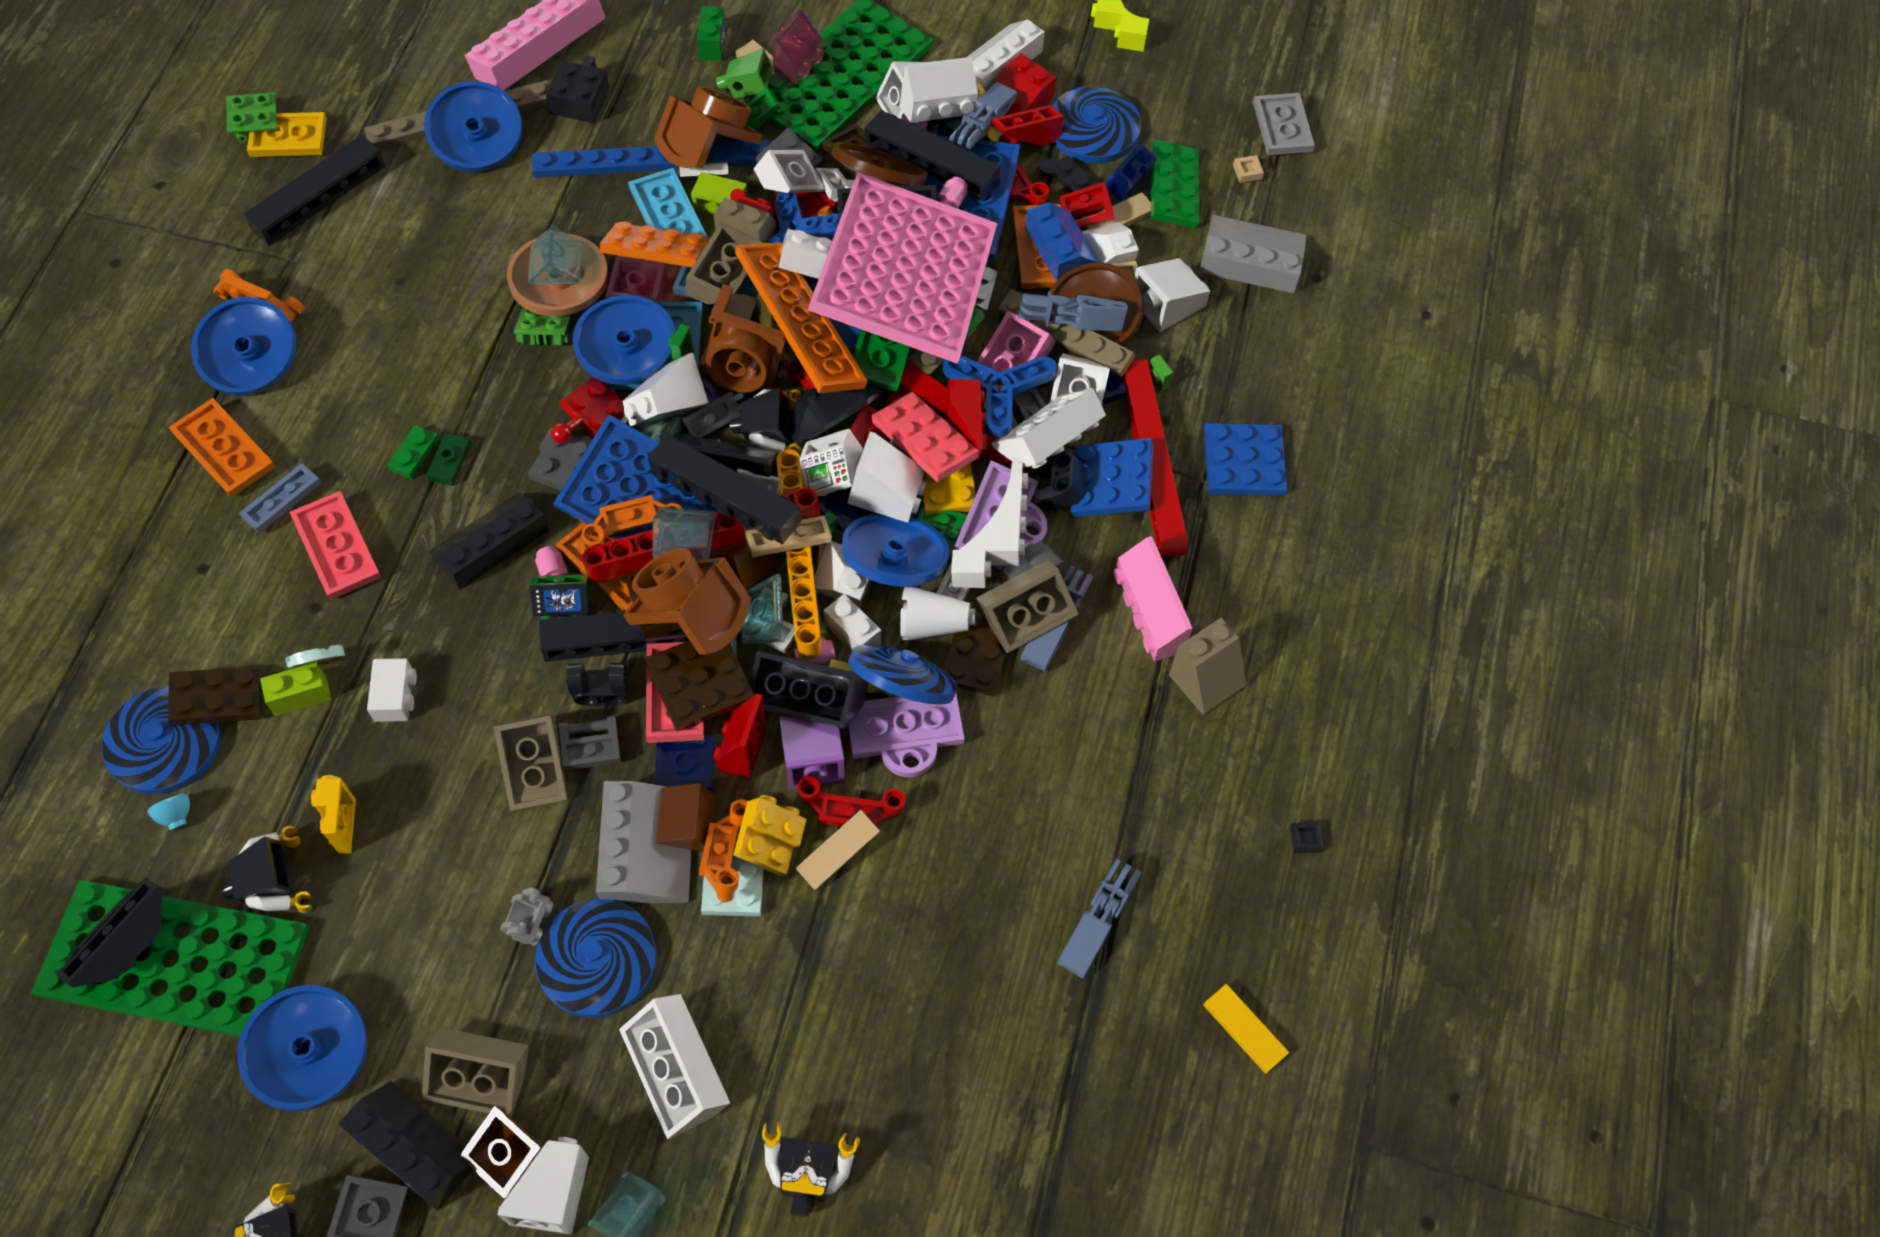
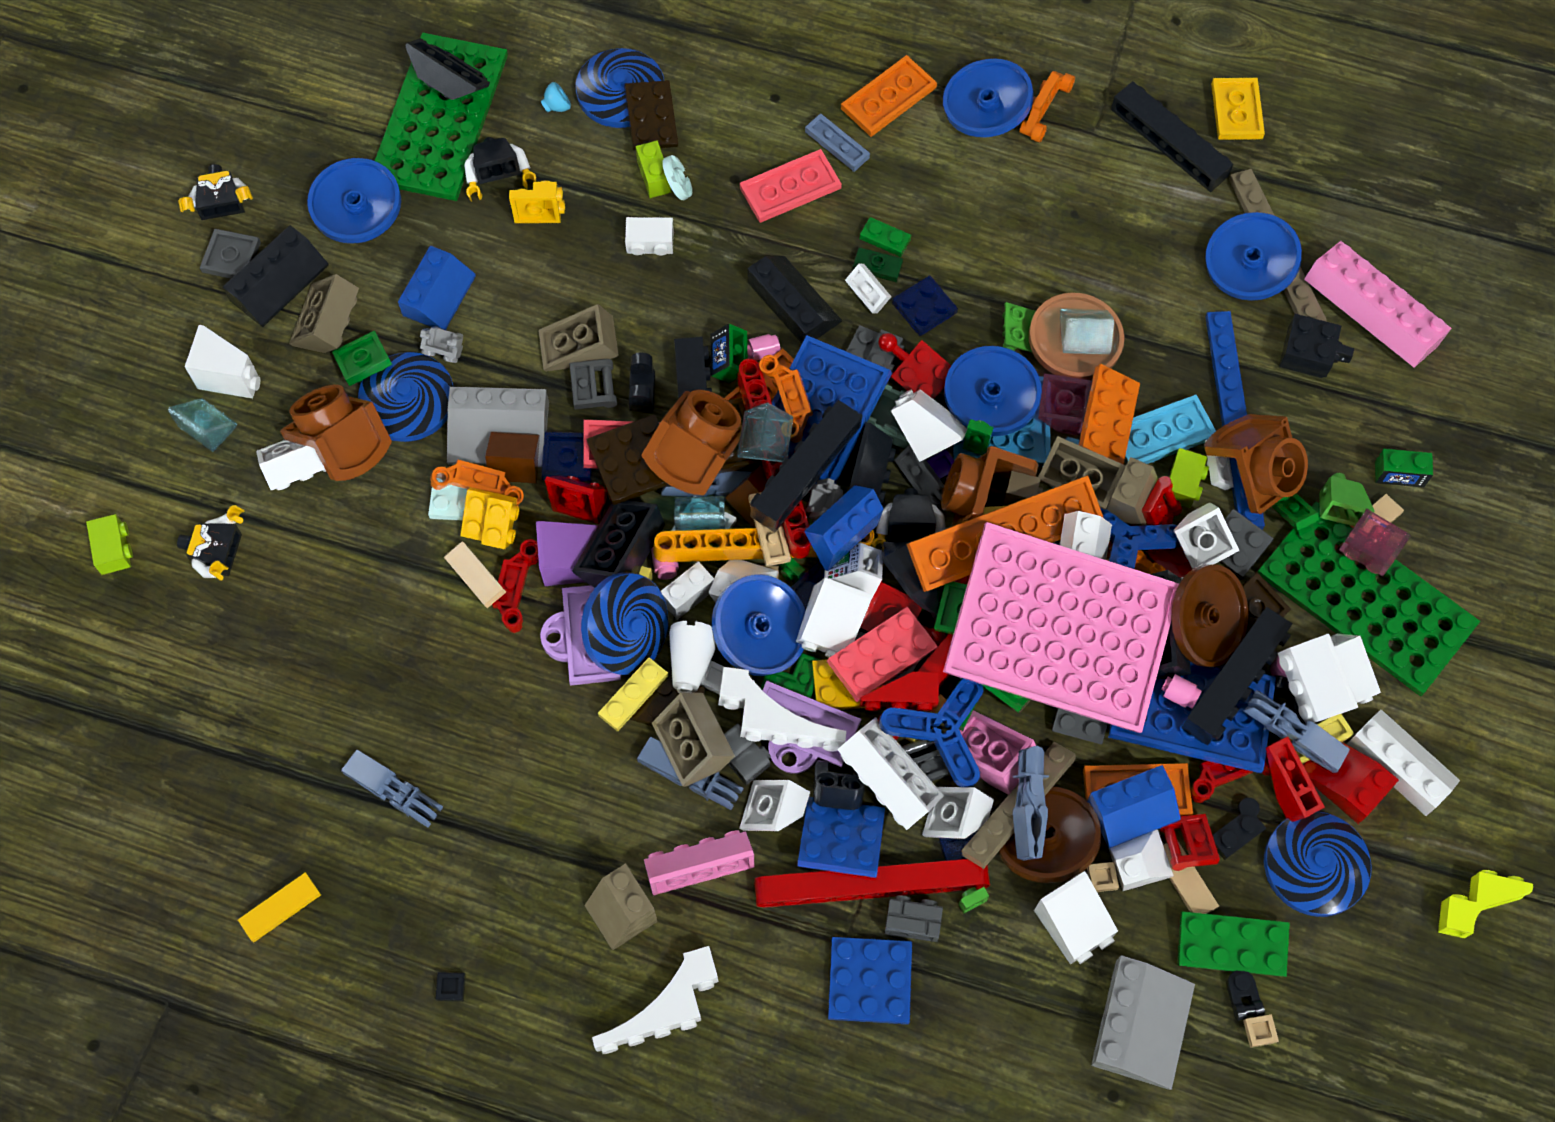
camera: 95 degrees right, 5 degrees up
(250, 113) = (1257, 76): bright green hinge -> none
(446, 933) = (436, 289): none -> blue slope
(482, 464) = (868, 288): none -> white plate
(501, 1151) = (258, 335): reddish brown slope -> none
(505, 414) = (924, 305): none -> clear blue plate
(544, 1011) = (362, 358): none -> green plate
(648, 1023) = (340, 429): none -> dark orange piece
(791, 456) = (844, 525): none -> blue slope
(976, 671) = (633, 694): none -> light yellow plate
(1087, 540) = (773, 805): none -> white slope
(1130, 171) = (1231, 883): clear blue brick -> none
(1185, 420) = (913, 919): none -> dark grey brick
(1211, 183) = (1242, 985): none -> black plate
(1283, 124) = (1333, 1082): light grey plate -> none
(1299, 622) = (671, 1009): none -> white arch

